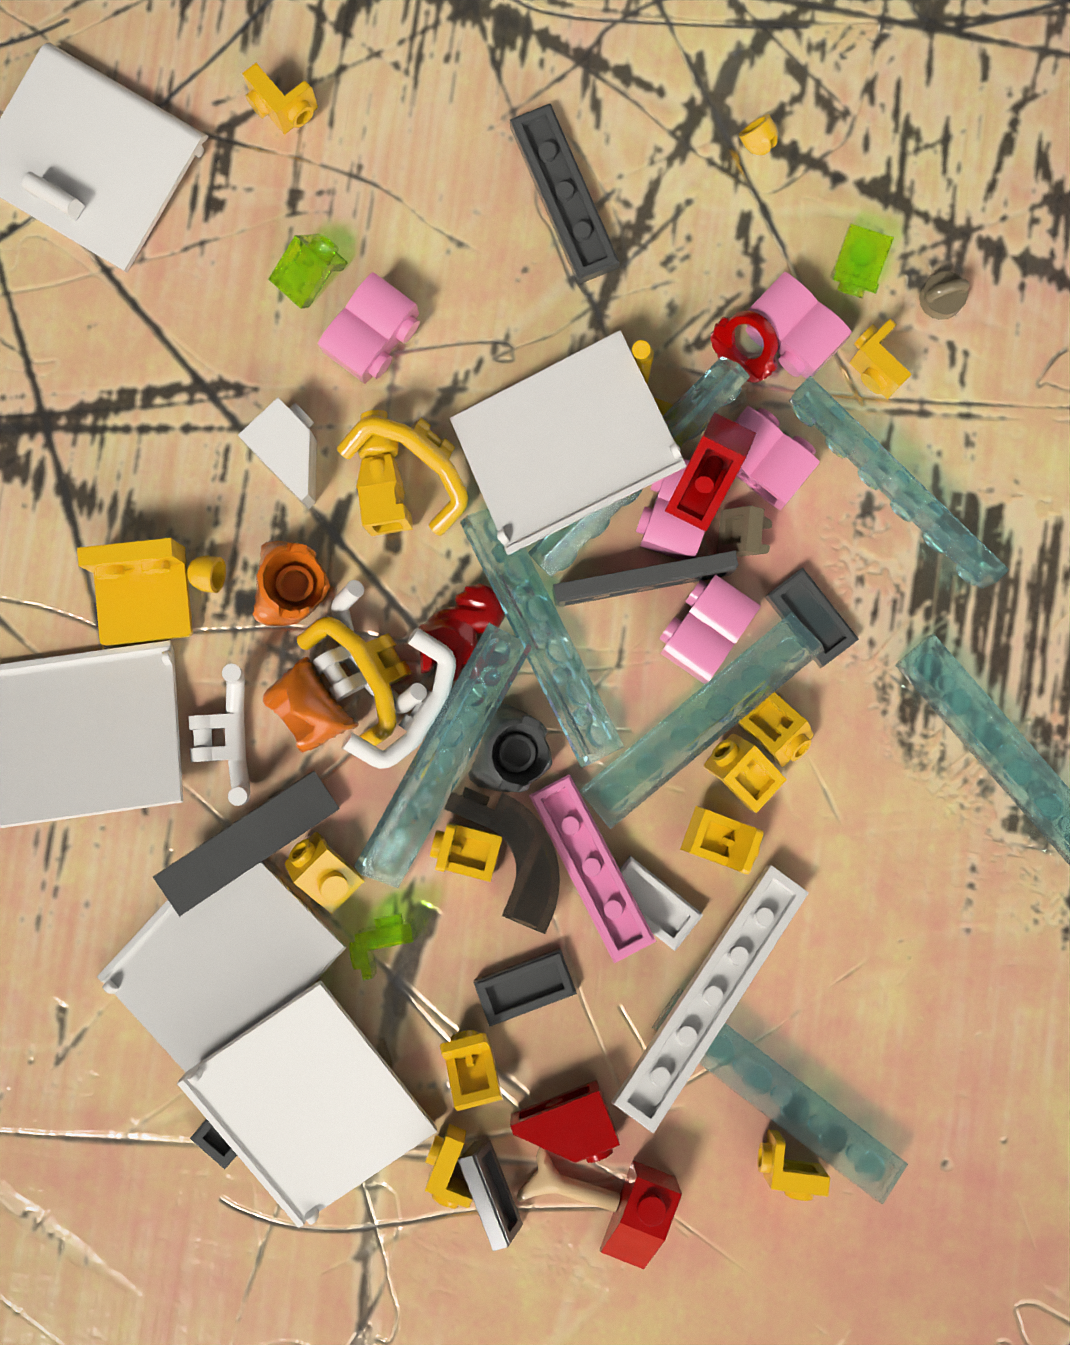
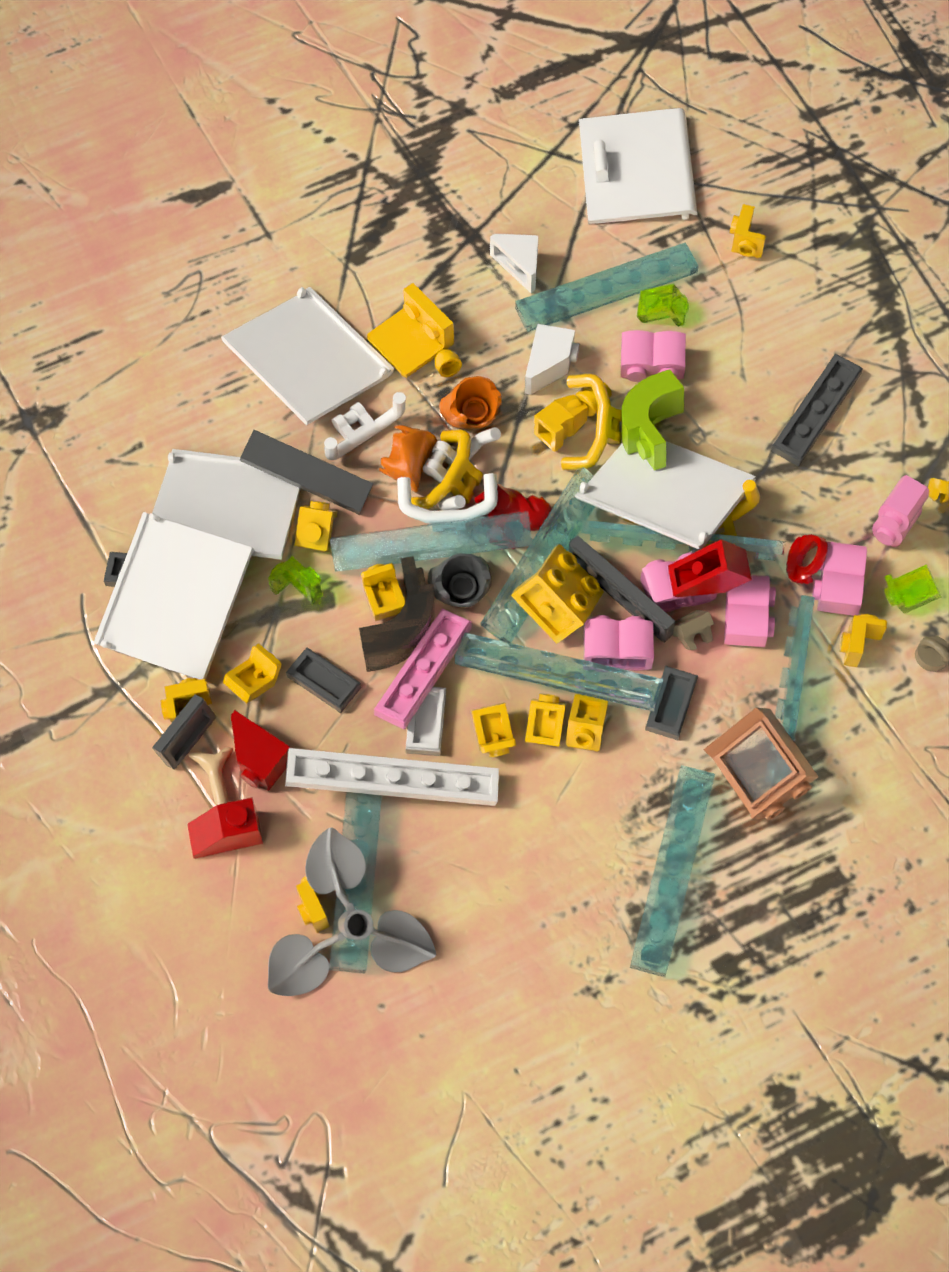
camera: 60 degrees right, 20 degrees down
(119, 389) = (517, 256): none -> white slope
(232, 314) = (606, 287): none -> clear light blue plate
(432, 377) = (642, 408): none -> lime arch
(617, 652) = (559, 594): none -> yellow bracket
(771, 202) = (900, 511): none -> bright pink brick
(848, 1231) = (399, 941): none -> light grey plant
(968, 577) = (762, 763): none -> nougat window

